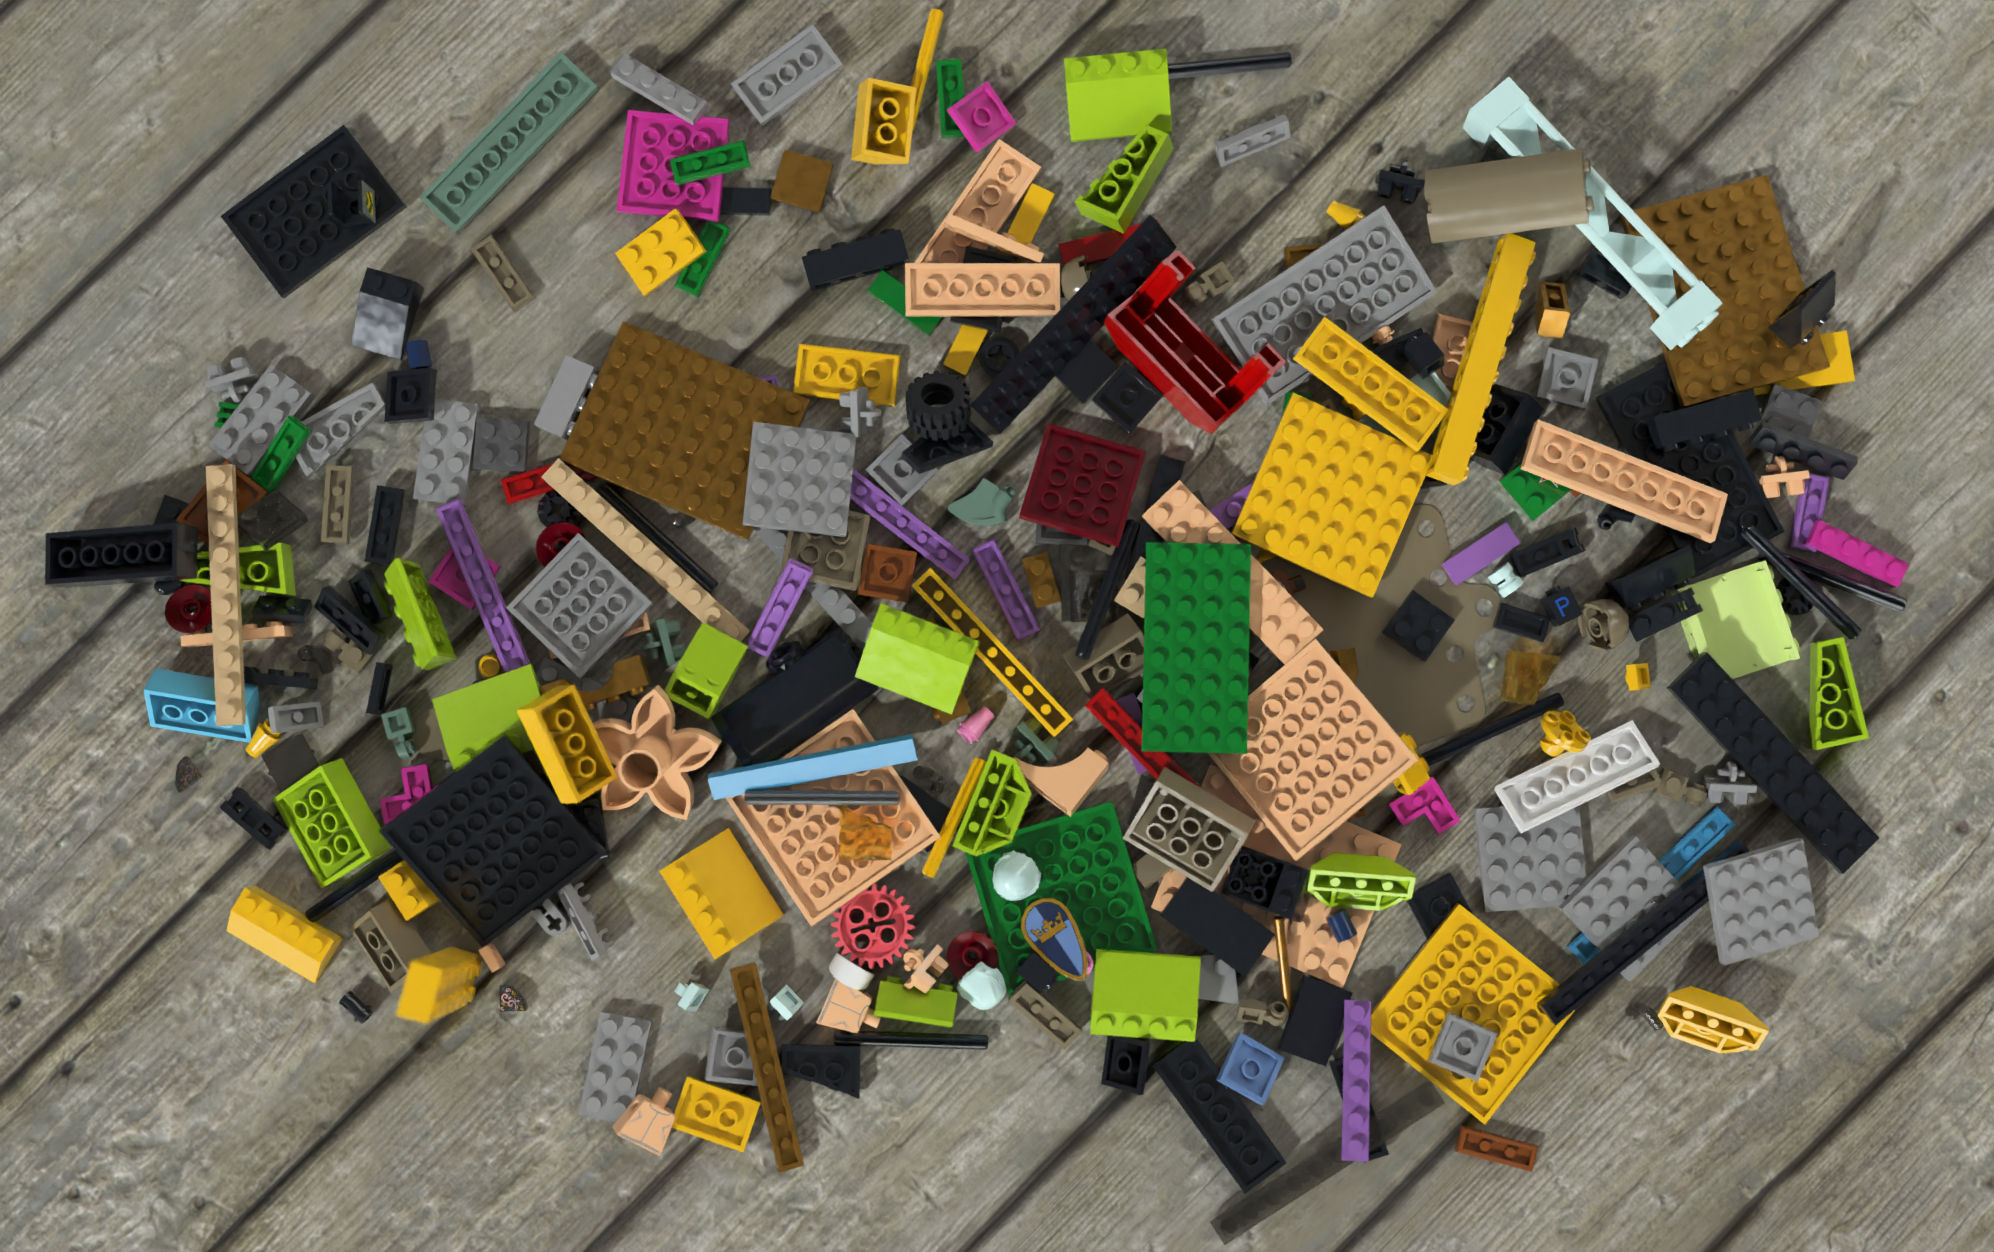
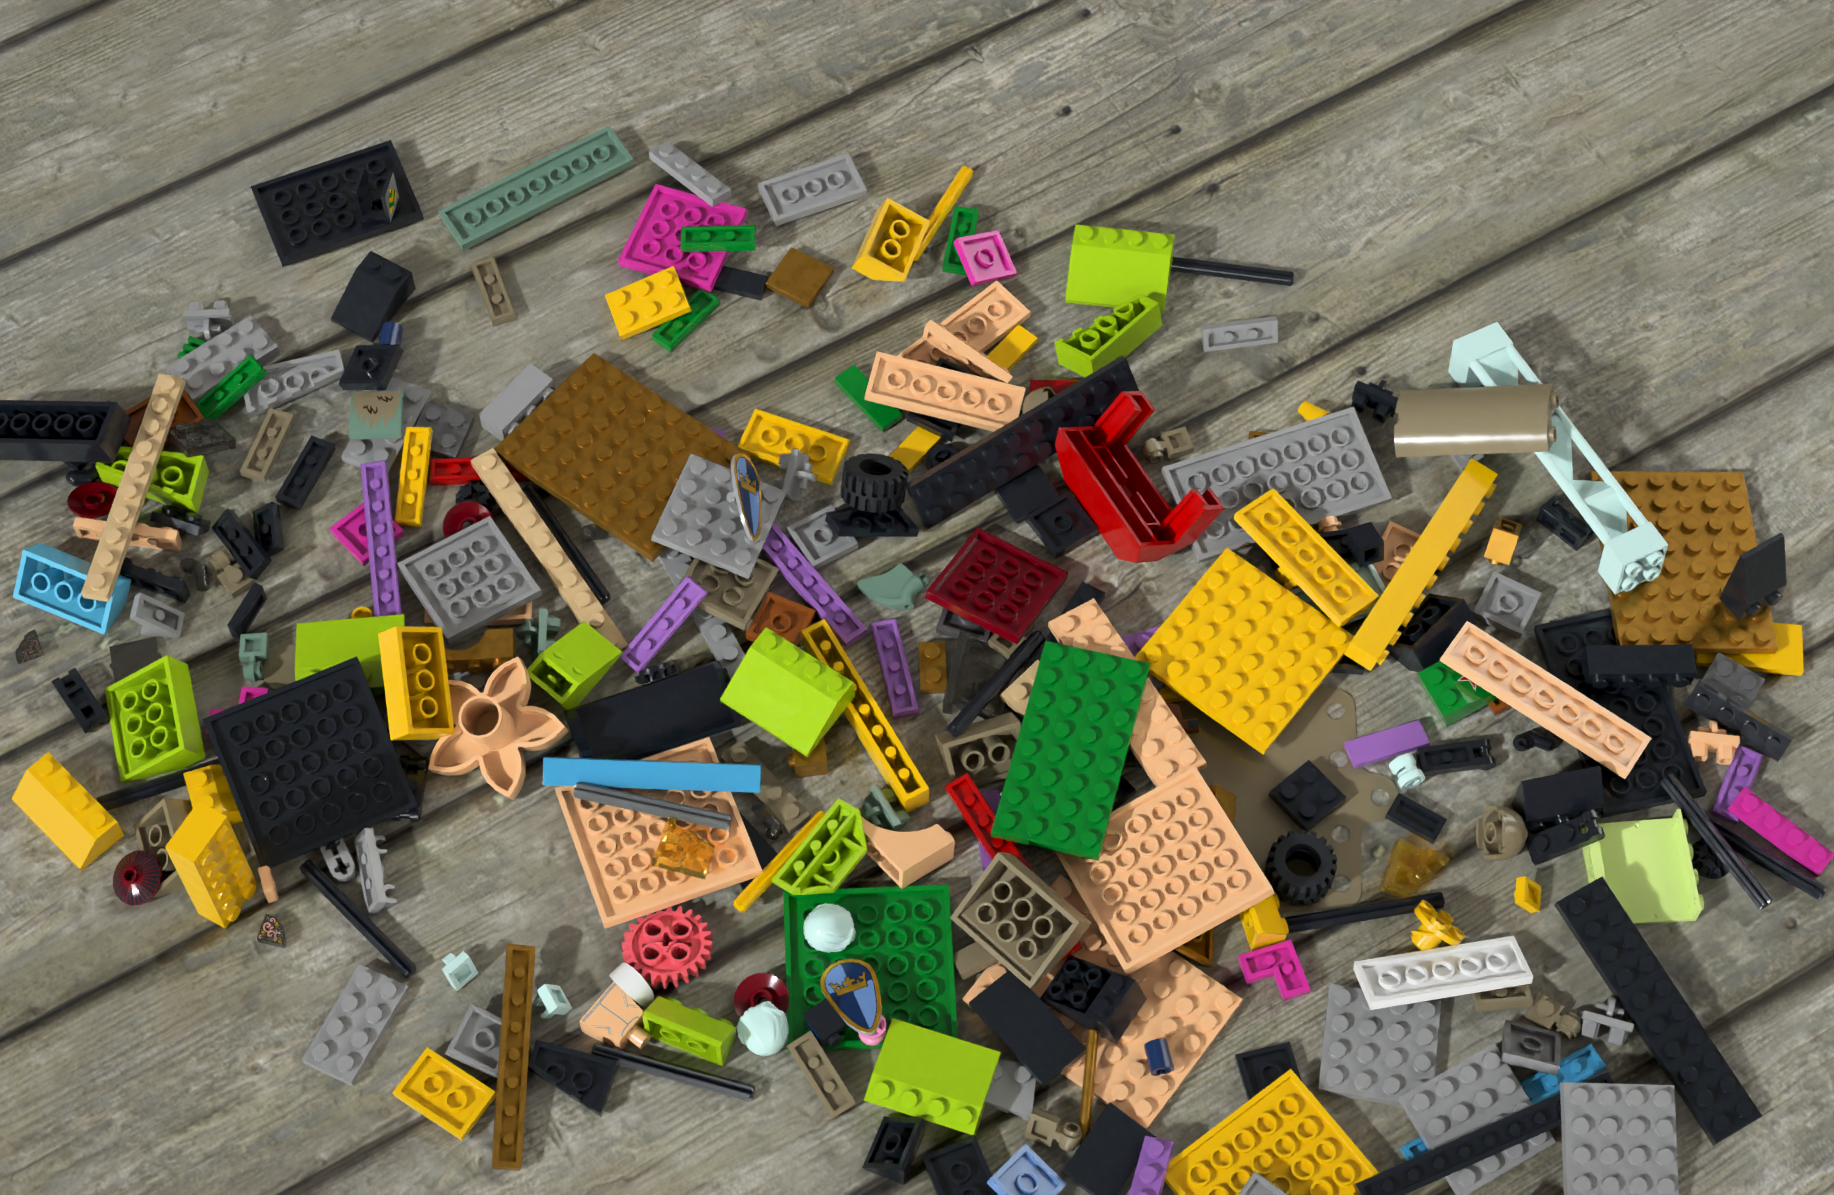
camera: 15 degrees right, 25 degrees down
(262, 739) = (118, 630): yellow cone -> none
(356, 1007) = (115, 904): black pin -> none
(371, 981) = (145, 881): none -> dish
(419, 614) = (309, 550): lime slope -> none
(433, 450) = (376, 414): none -> slope
(490, 504) = (413, 476): none -> yellow tile
(584, 967) = (358, 918): none -> black axle
(647, 1121) = (371, 1079): light nougat torso -> none
(721, 893) = (521, 879): yellow slope -> none
(822, 459) = (746, 494): none -> shield
(856, 259) = (829, 349): black brick -> none
(920, 978) = (708, 994): light nougat hips -> none
(927, 748) = (773, 792): none -> dark tan plate
(975, 725) = (828, 782): bright pink cone -> none
(1360, 881) = (1186, 1015): lime wedge -> none
(1450, 701) = (1307, 848): none -> black tyre
(1560, 605) = (1459, 809): black brick -> none
(1667, 828) = (1531, 1047): none -> flat silver plate
(1833, 697) = (1733, 964): lime wedge -> none

